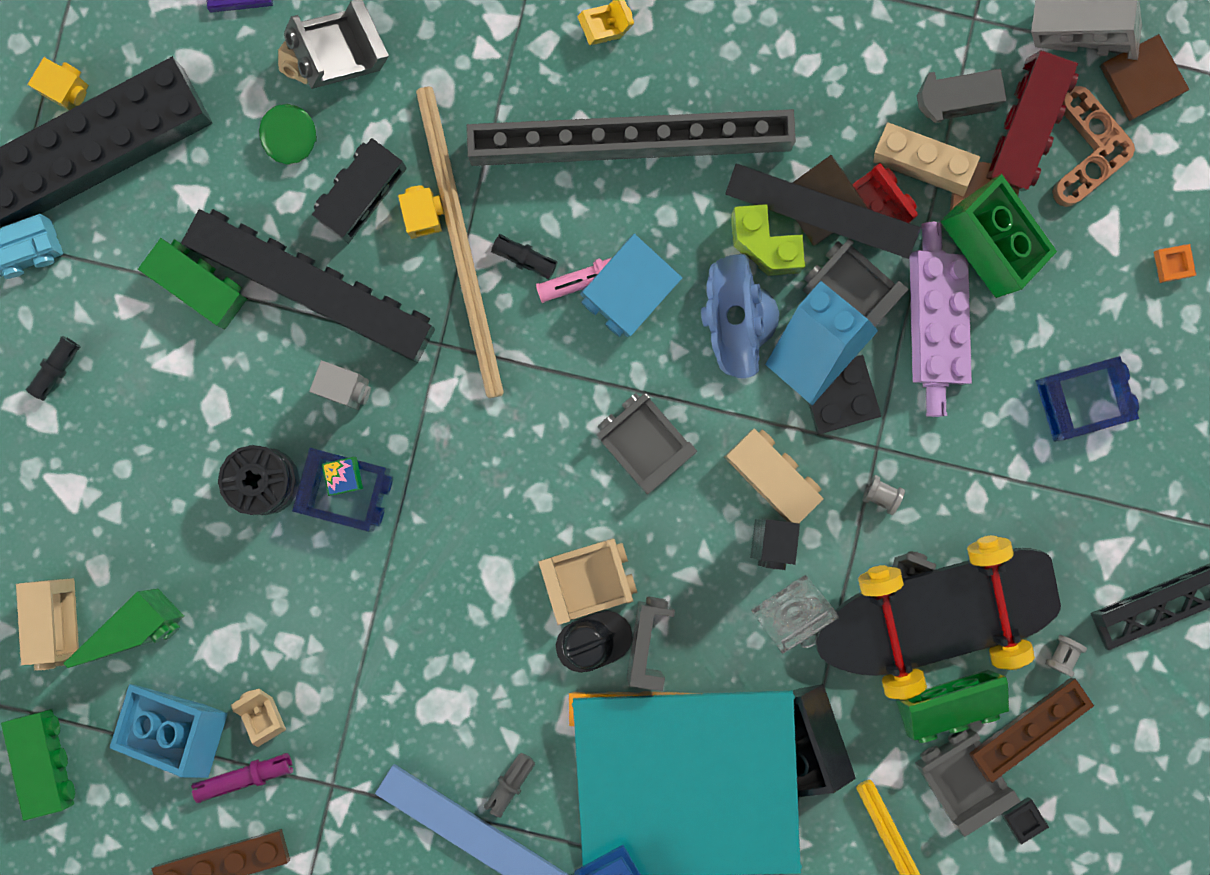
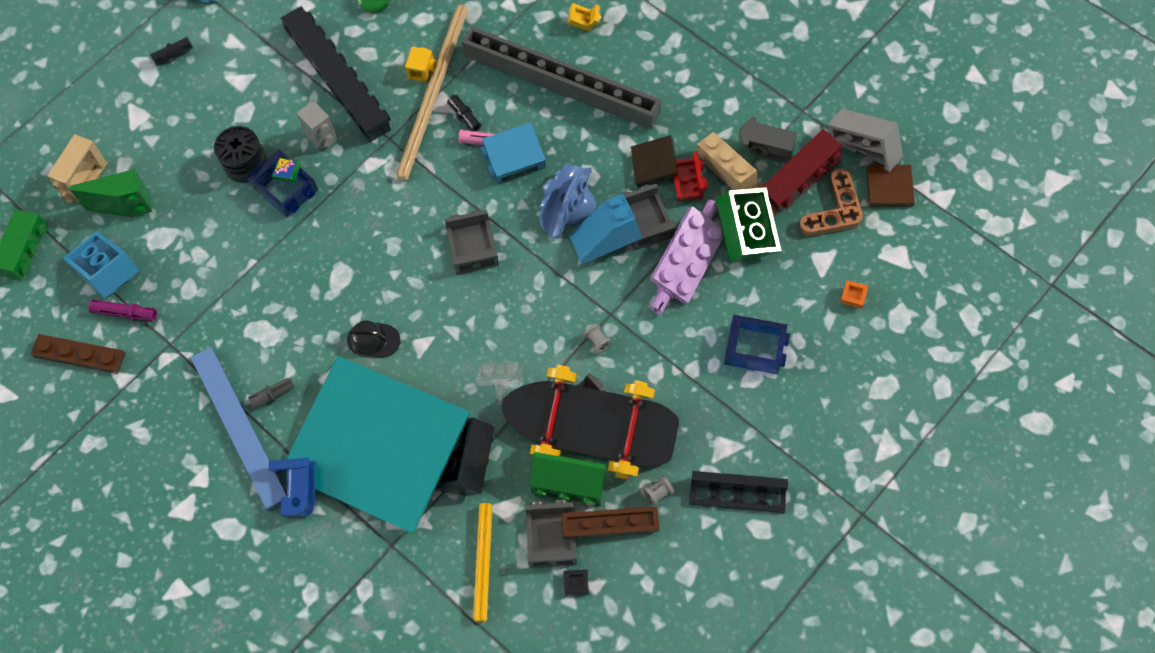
camera: 35 degrees right, 20 degrees down
(193, 282) = (274, 43): green brick -> none
(259, 716) = (156, 279): tan bracket -> none
(358, 190) = (393, 38): black brick -> none
(587, 580) = (389, 301): tan panel -> none
(637, 672) = (399, 343): dark grey panel -> none
(772, 254) = (609, 175): lime brick -> none
(774, 476) = (536, 296): tan brick -> none
(775, 543) = (510, 321): black brick -> none
(823, 211) = (650, 163): black tile -> none
(846, 400) = (605, 275): black plate -> none

